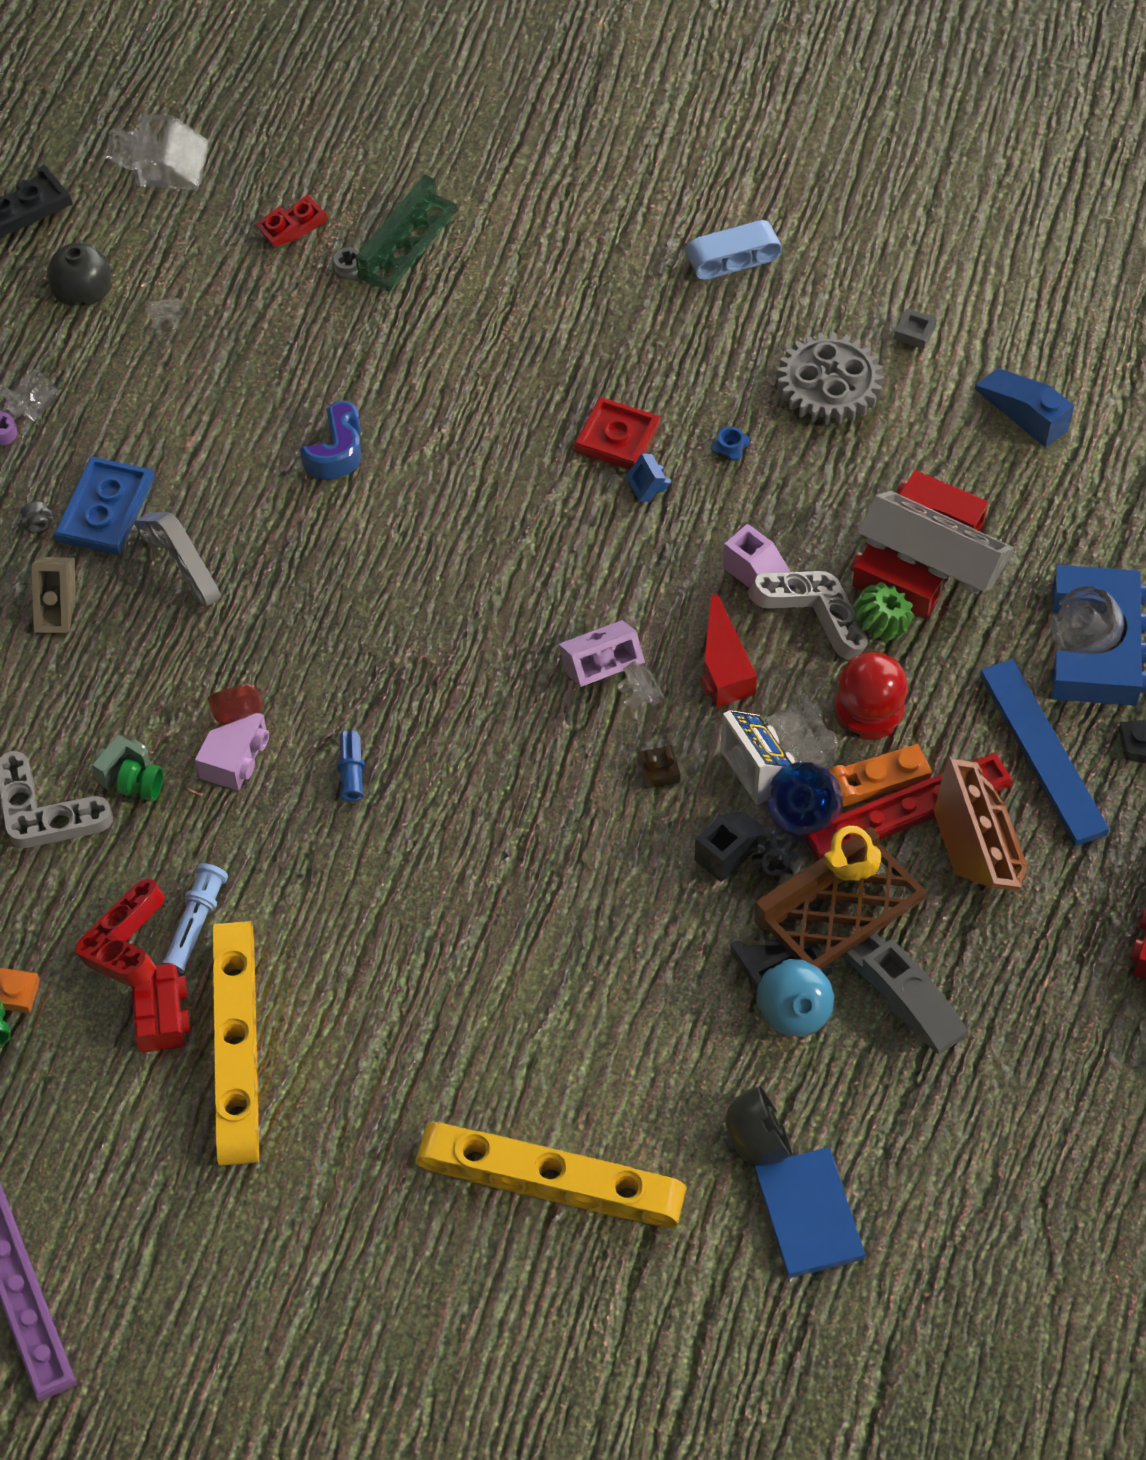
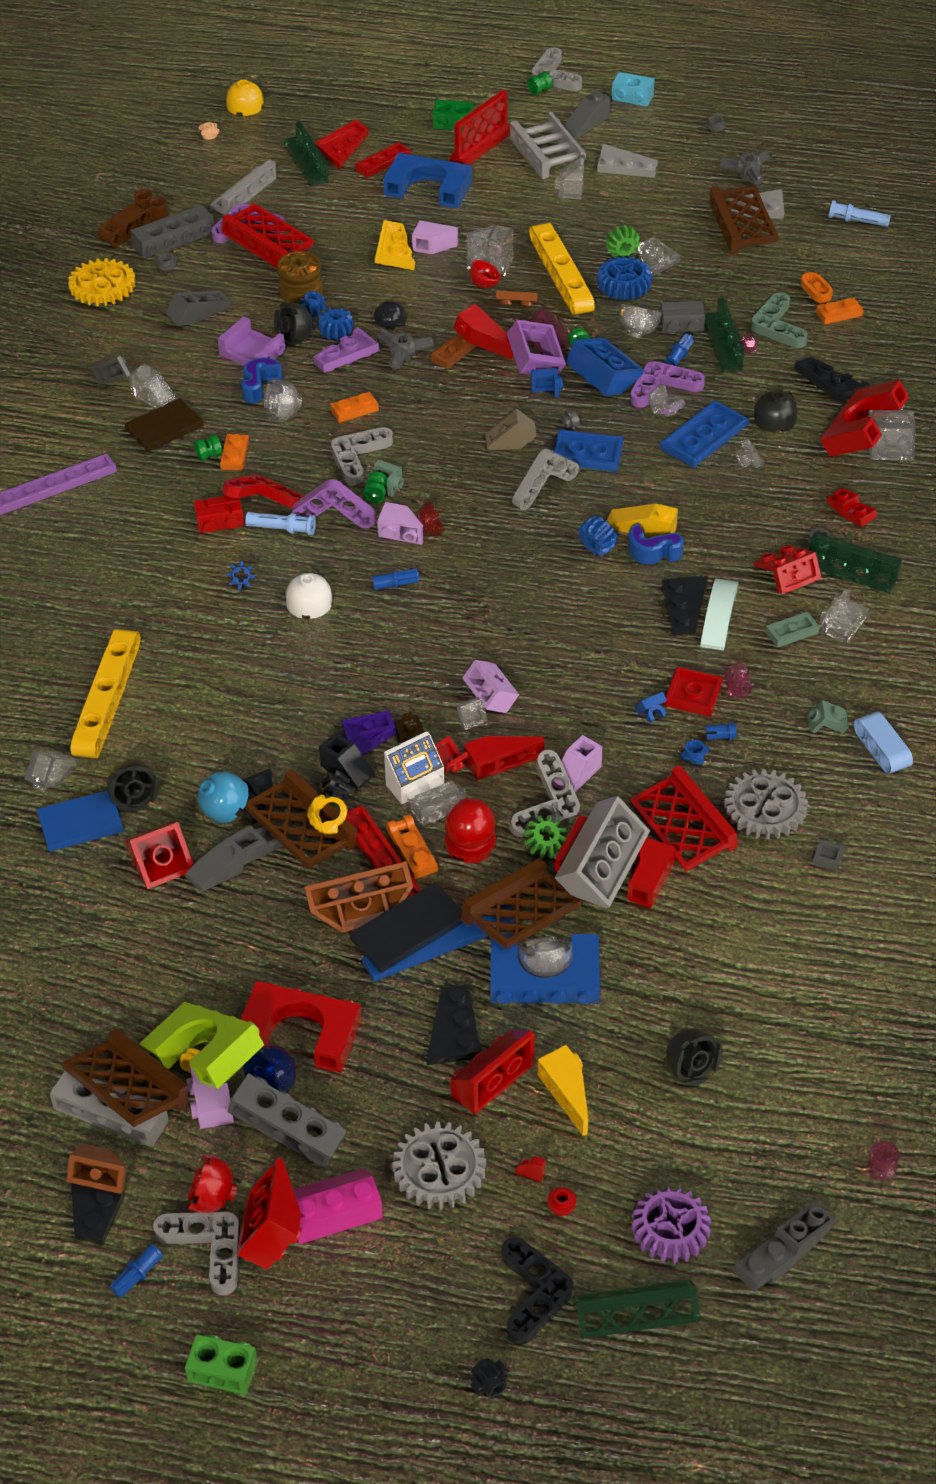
camera: 85 degrees right, 10 degrees down
(99, 169) = (852, 427): none -> red arch
(100, 363) = (704, 433): none -> blue tile
(187, 815) = (329, 497): none -> medium lavender beam
(235, 1063) = (196, 548): yellow beam -> none
(279, 452) = (652, 518): none -> yellow slope
(314, 499) = (597, 535): none -> blue gear
(315, 975) = (245, 571): none -> blue gear
(369, 885) = (308, 596): none -> white cylinder
(397, 299) = (791, 567): none -> red bracket
(446, 425) = (683, 602): none -> black wing
(474, 381) = (719, 614): none -> light aqua slope
(505, 258) = (843, 617): none -> clear bracket
(521, 312) = (792, 629): none -> sand green plate
(612, 379) = (738, 680): none -> clear pink wheel
(664, 816) = (369, 730): none -> dark purple wing
(685, 300) = (828, 715): none -> sand green bracket
(698, 404) = (723, 731): none -> blue pin
(709, 1252) = (49, 768): none -> clear slope
(710, 716) = (450, 755): none -> red bracket
(805, 798) = (379, 797): clear blue cylinder -> none
(831, 444) = (697, 803): none -> red fence
(887, 1092) = (159, 854): none -> red slope
(983, 658) = (507, 893): none -> reddish brown fence
(1029, 404) = (763, 927): blue slope -> none
(1033, 780) = (407, 927): none -> black tile

